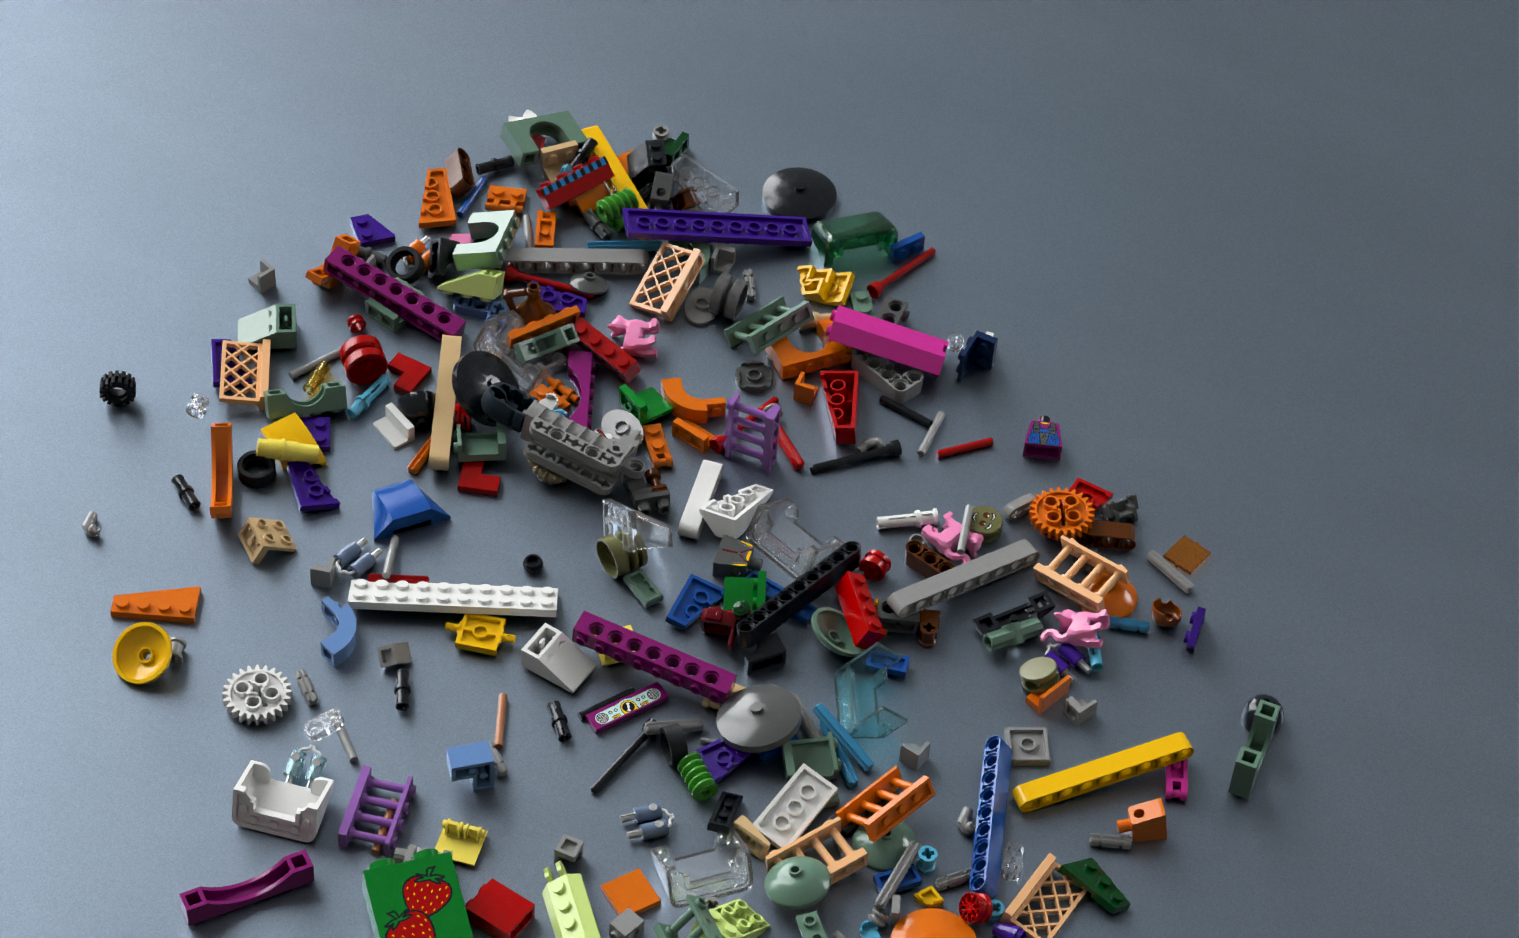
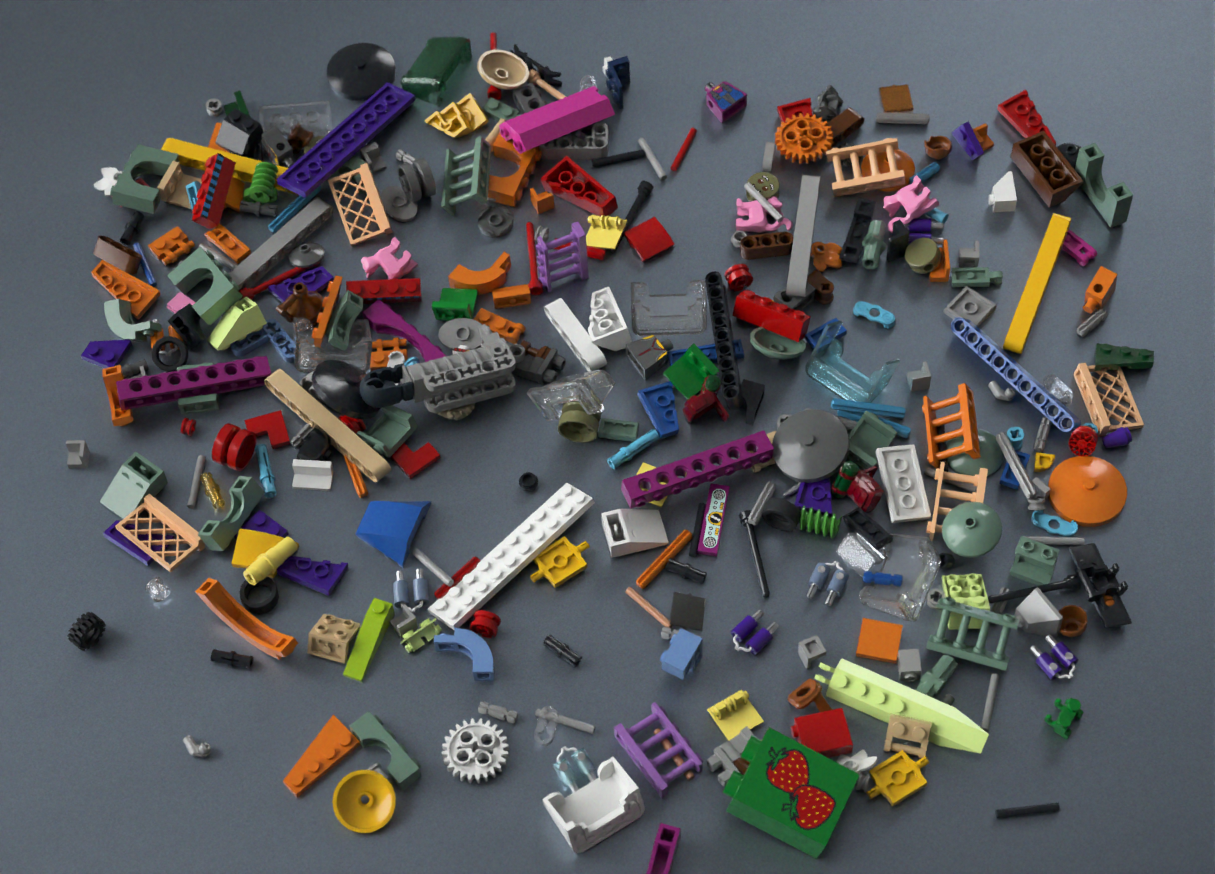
camera: 40 degrees left, 10 degrees up
(196, 659) = (370, 733): none -> sand green arch
(288, 561) = (369, 638): none -> lime slope
(316, 588) = (414, 640): none -> yellowish green hinge
(373, 623) = (485, 623): none -> red wheel
(394, 654) = (525, 632): light grey panel -> none
(402, 219) = (121, 323): none -> arch
(522, 747) = (687, 611): none -> clear smoke piece
(527, 875) = (813, 695): none -> dark orange piece
(545, 811) = (759, 640): none -> dark purple piece
(565, 699) = (670, 552): none -> orange axle
(583, 154) = (188, 166): black pin -> none
(627, 608) = (628, 452): none -> medium azure pin
(690, 857) = (882, 578): none -> blue axle
(695, 825) = (859, 553): none -> clear panel
(749, 834) = (897, 526): tan slope -> none
(756, 891) = (946, 560): none -> black hinge
(757, 777) = (858, 486): none -> dark red piece
(820, 450) = (604, 231): none -> light yellow hinge
(848, 484) = (649, 239): none -> red slope
(868, 443) = (625, 199): light grey arm -> none
(896, 274) = (503, 69): none -> tan dish
(906, 247) = (477, 46): blue plate -> none
(917, 518) = (719, 222): white pin -> none
(919, 303) = (535, 78): none -> light nougat piece
(930, 311) = (544, 72): none -> black piece
(950, 693) = (885, 317): none -> medium azure piece
(966, 612) = (827, 256): none -> orange plate
(1028, 646) = (898, 242): none -> black panel
(1061, 727) = (975, 277): none -> sand green plate
(1171, 691) = (1004, 194): none -> white slope
(1211, 637) = (983, 139): none -> orange panel
(1230, 700) = (1045, 168): none -> reddish brown slope
(1270, 658) = (1023, 115): none -> red wing

